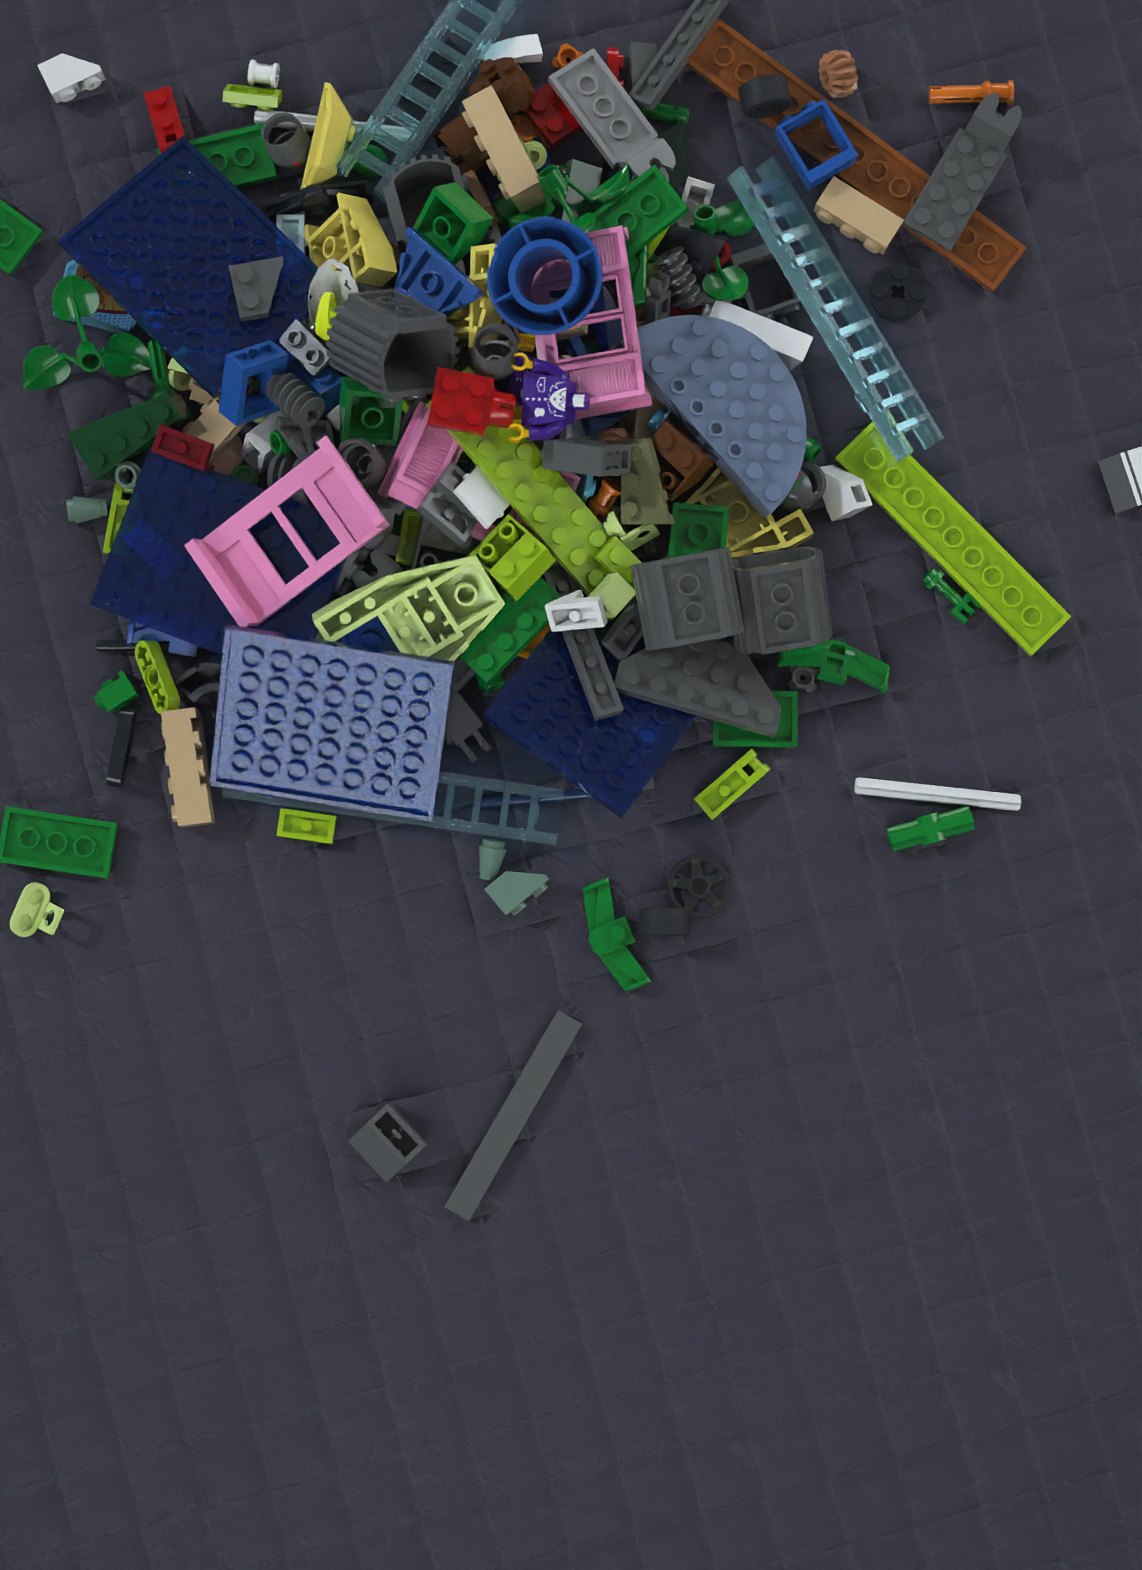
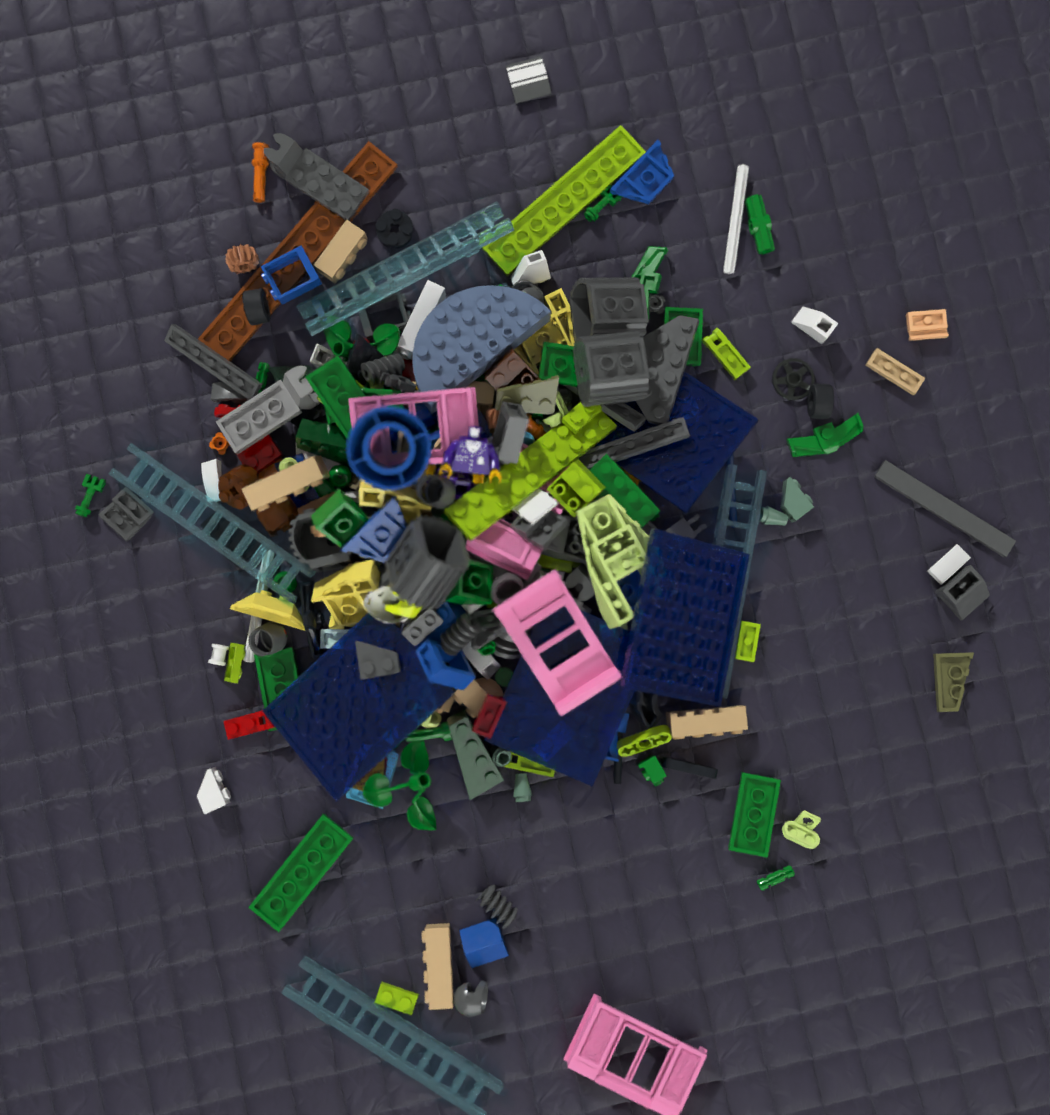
camera: 85 degrees left, 0 degrees up
(261, 1125) = (950, 677): none -> olive wing
(429, 1120) = (949, 564): none -> white slope
(468, 403) = (472, 509): red plate -> none
(556, 186) = (317, 445): green plant -> none
(576, 612) = (616, 447): white slope -> none
(614, 593) = (603, 423): yellowish green brick -> none
(657, 420) = (483, 386): dark azure plate -> none
(716, 1036) = (895, 371): none -> tan plate
(781, 912) = (814, 323): none -> white slope
(789, 1083) = (927, 324): none -> light nougat plate
(994, 657) = (645, 177): none -> blue wing

